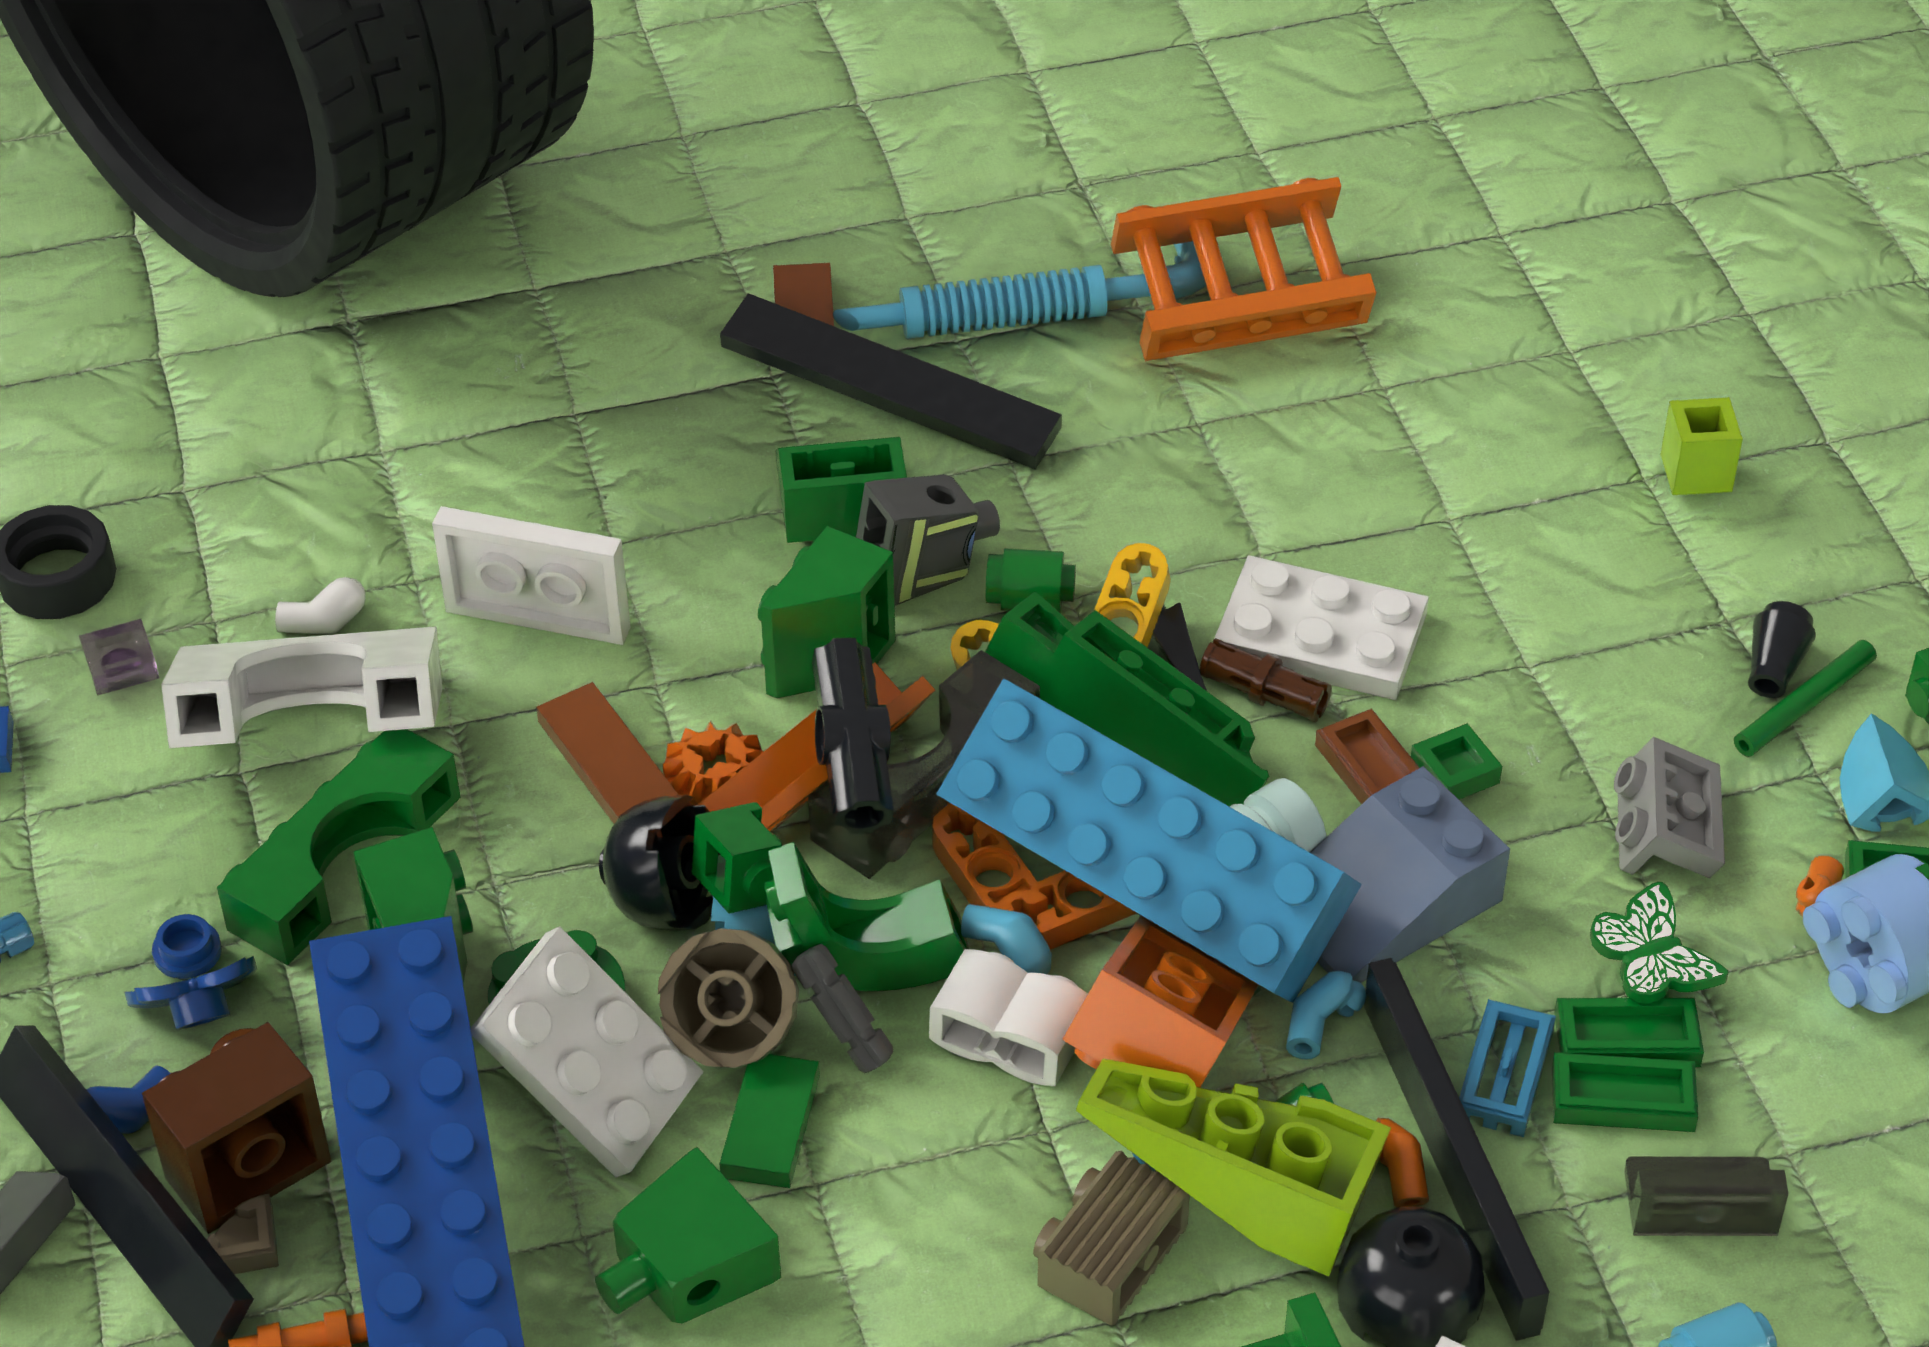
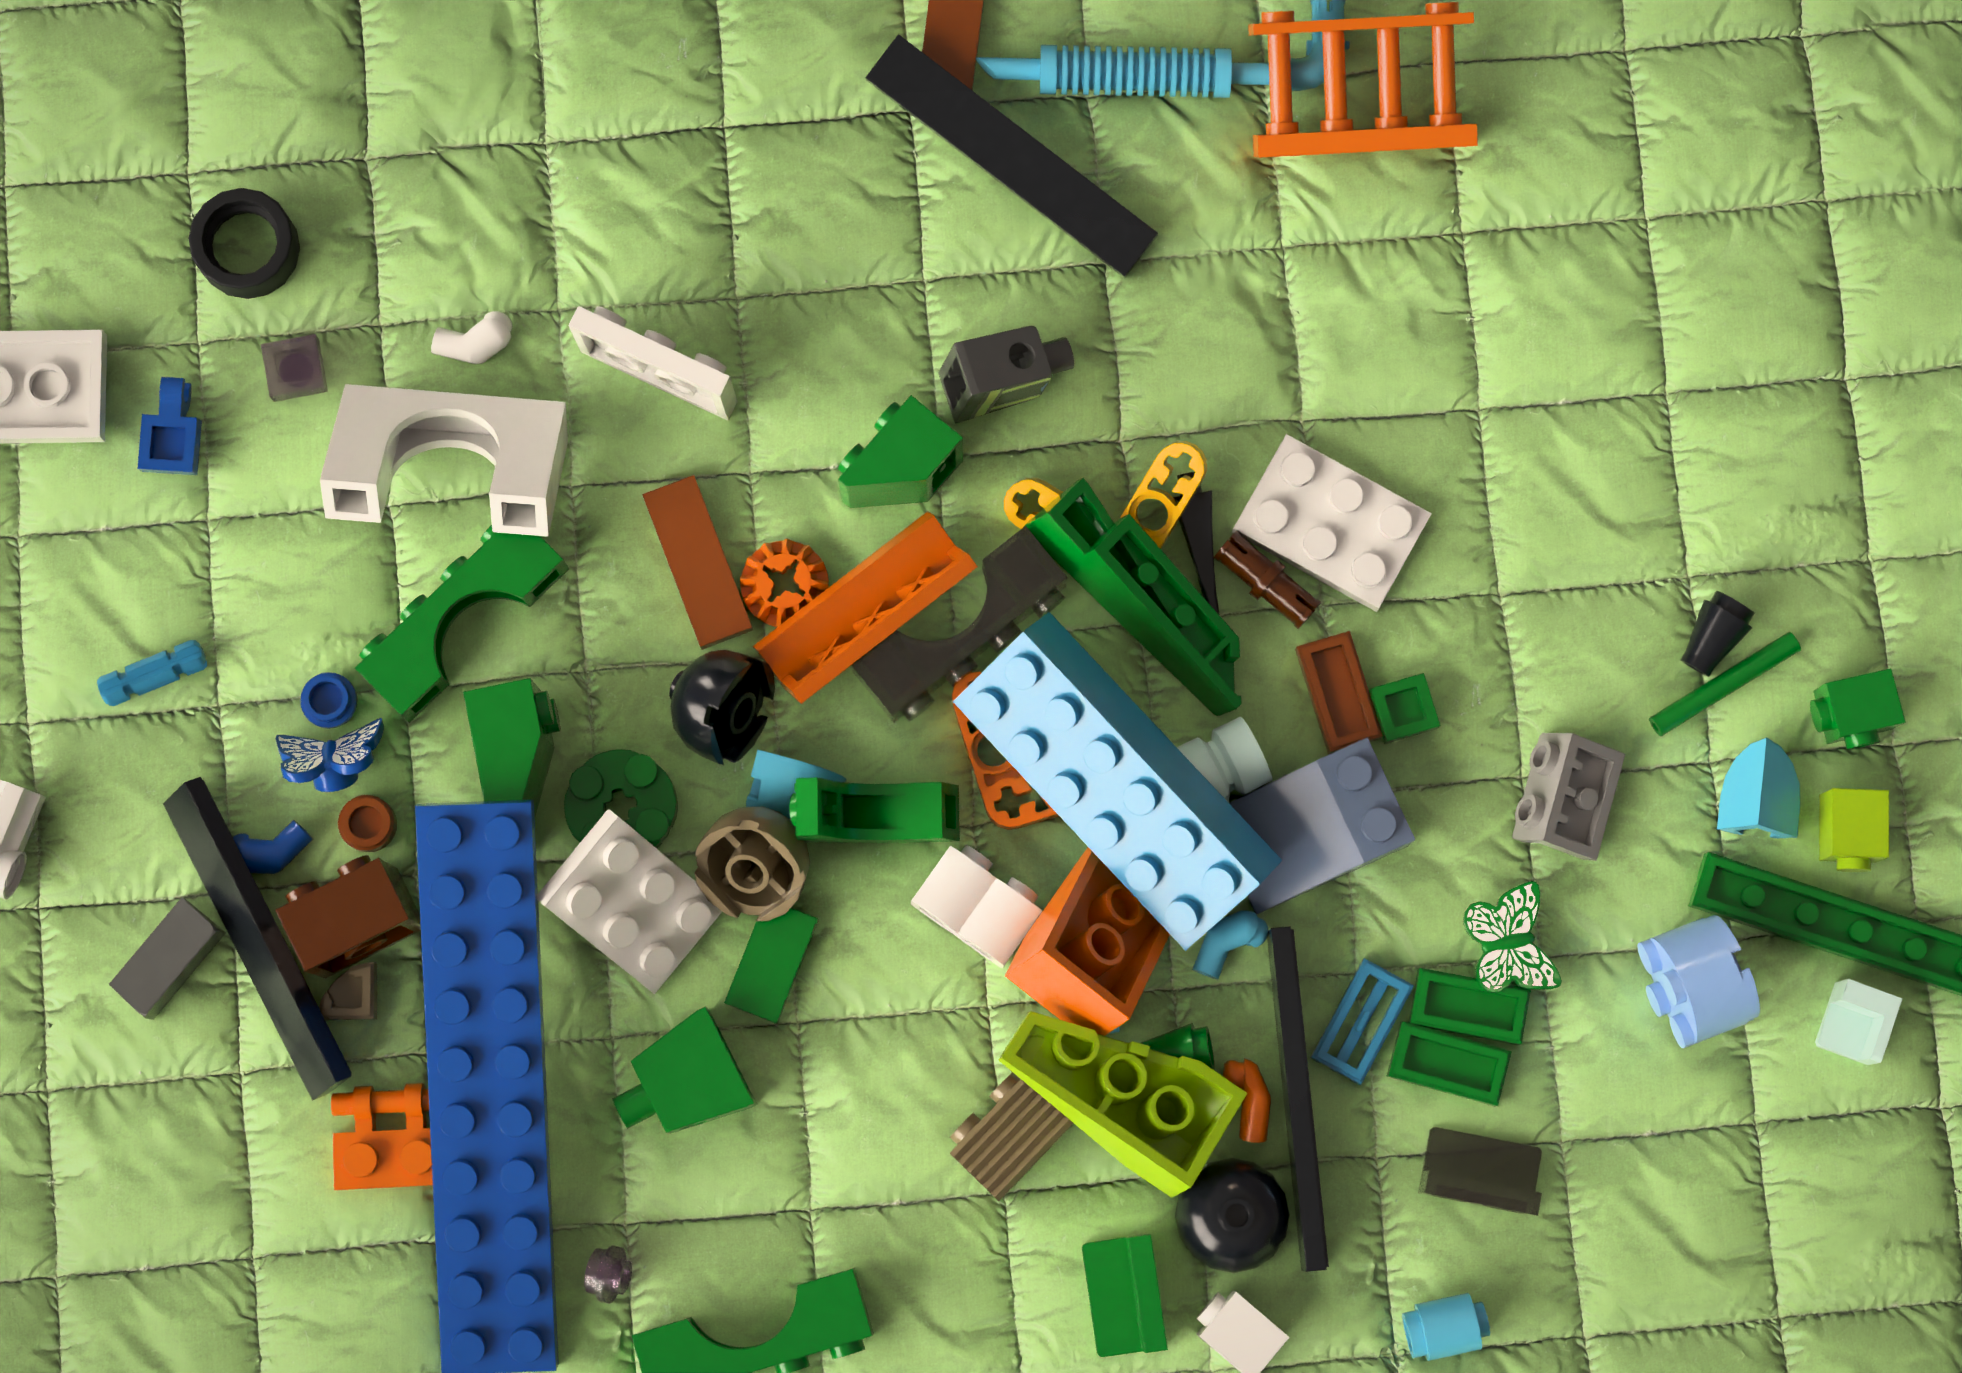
camera: 10 degrees right, 35 degrees up
(743, 866) = (780, 738): green brick -> none
(826, 483) = (943, 282): green slope -> none
(842, 1008) = (842, 884): dark grey axle -> none
(852, 736) = (893, 627): black piece -> none
(1012, 933) = (994, 827): medium azure arm -> none
(1022, 572) = (1088, 432): green brick -> none
(1701, 446) = (1719, 394): lime brick -> none
(1821, 874) = (1663, 908): orange arm -> none

